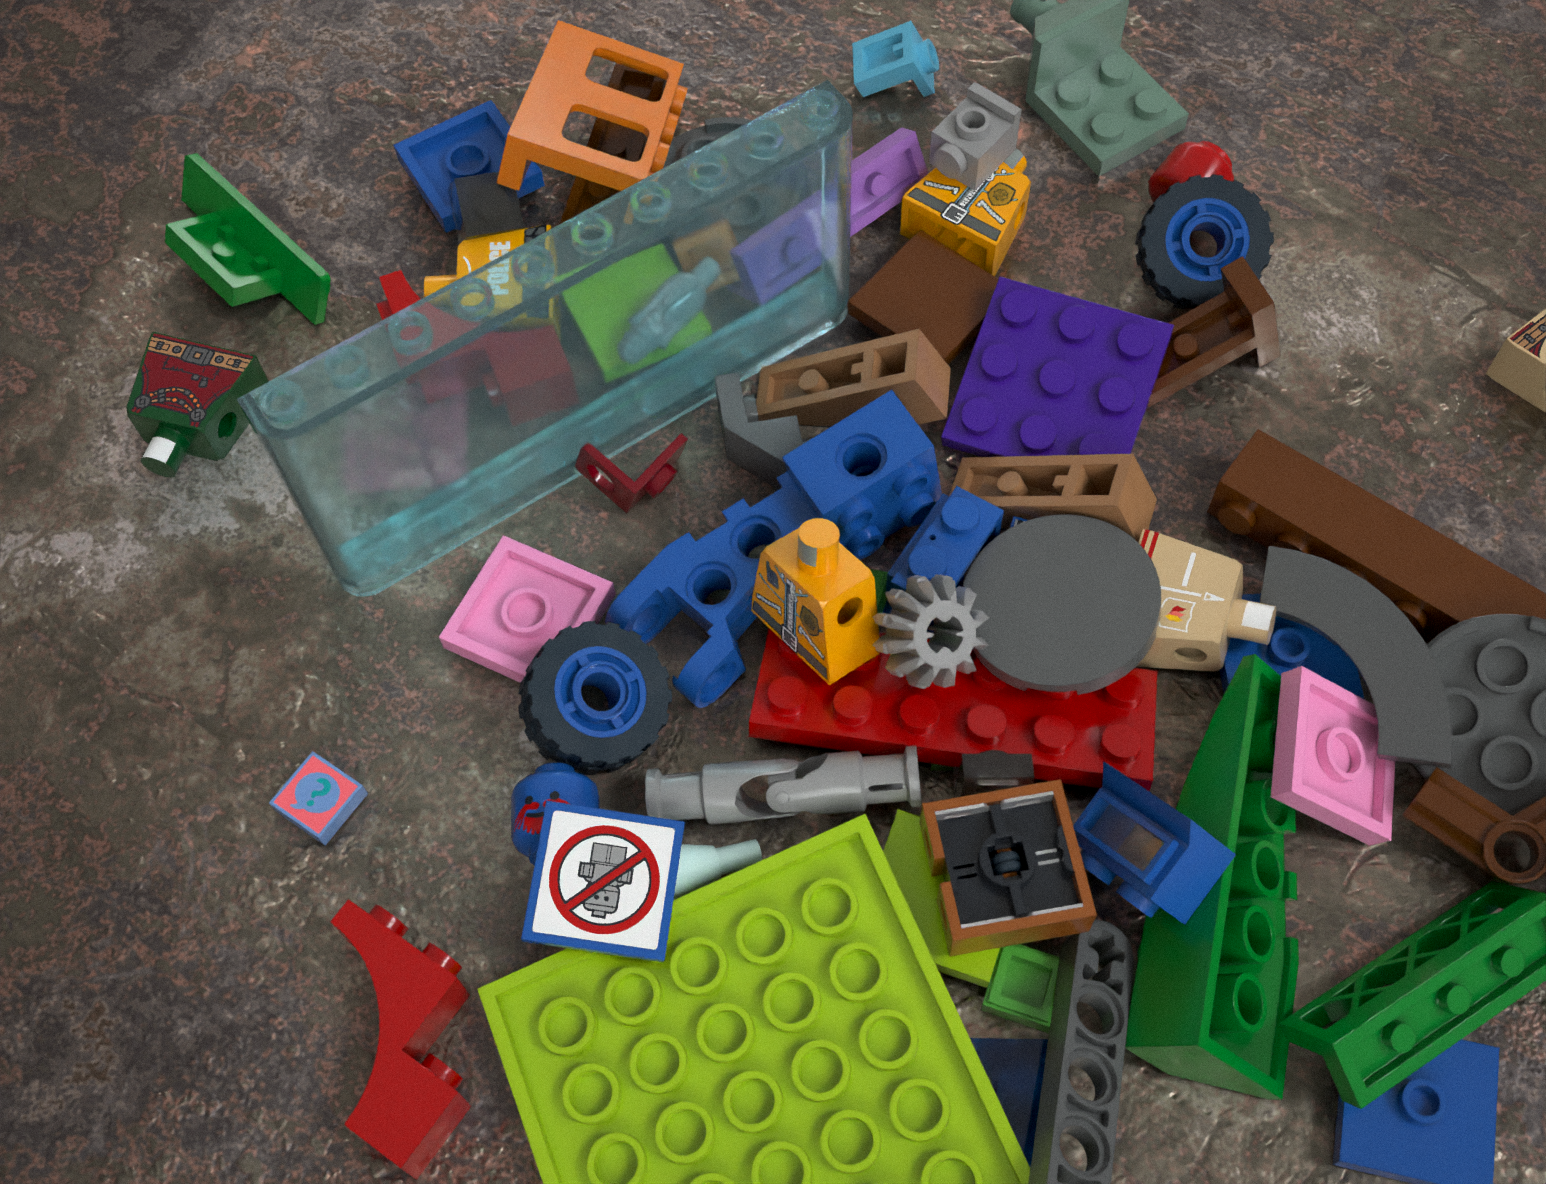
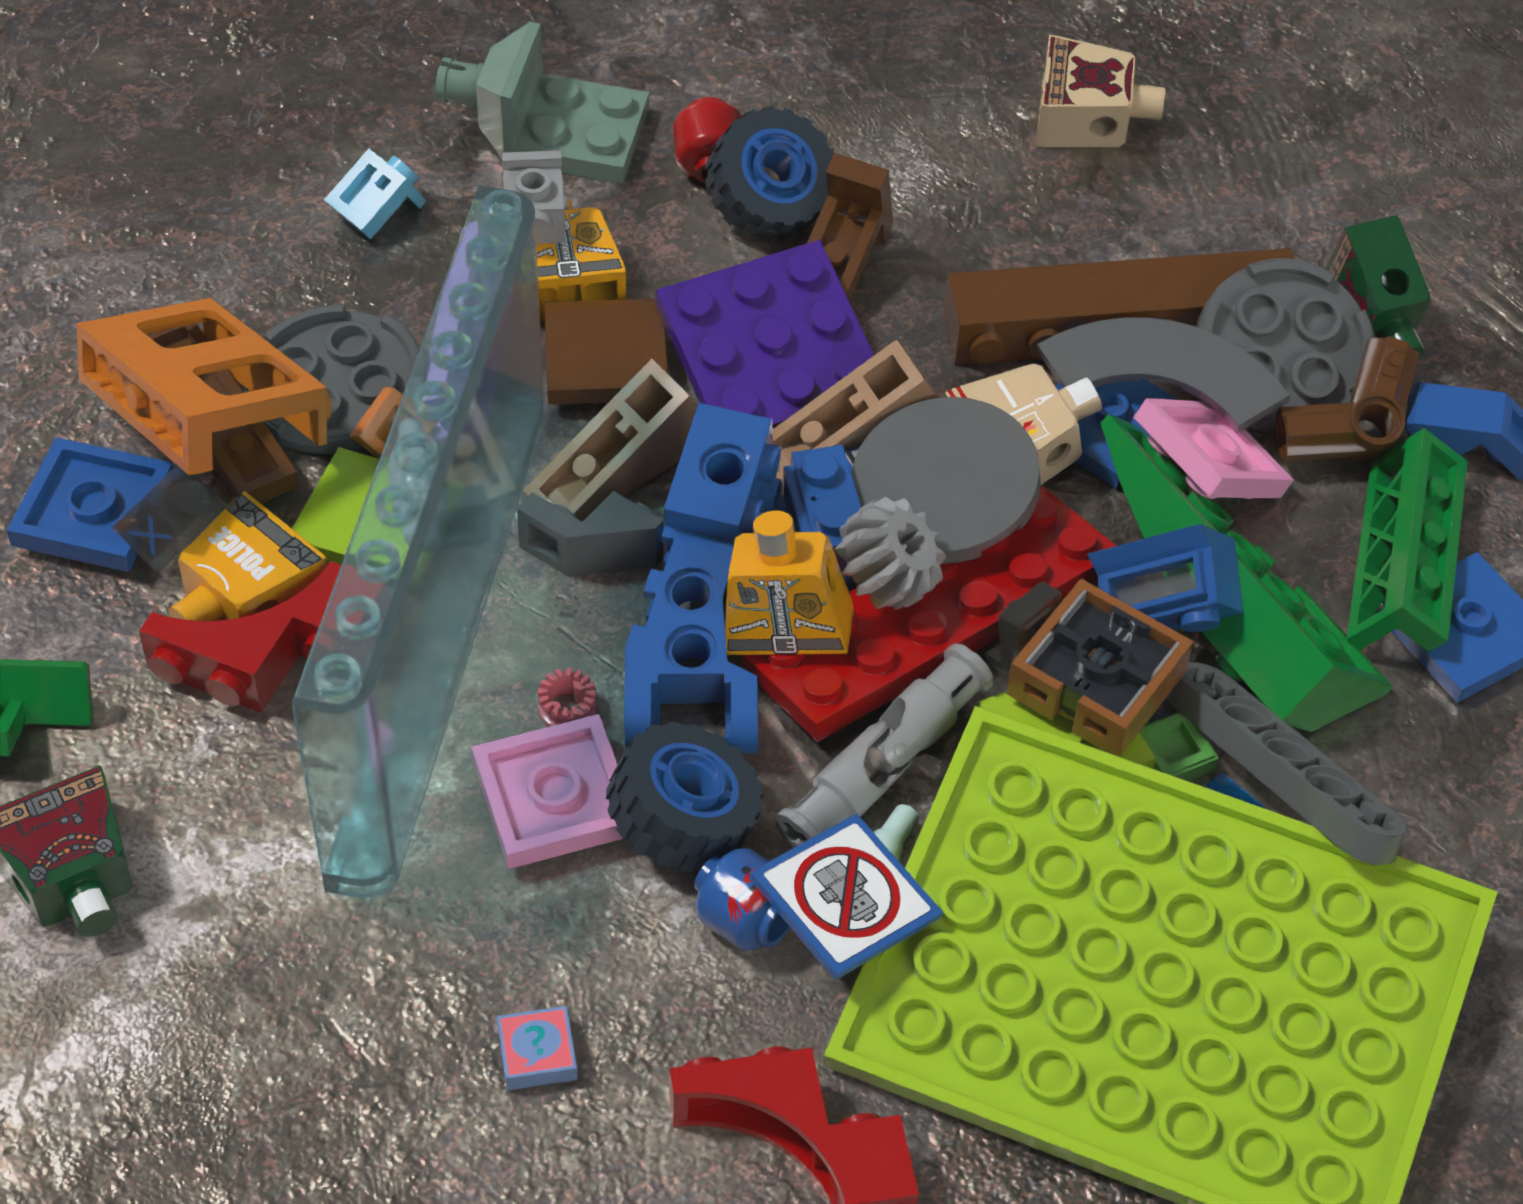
camera: 50 degrees left, 10 degrees down
(613, 536) = (561, 684): none -> coral bush
(624, 490) = (537, 628): dark red bracket -> none

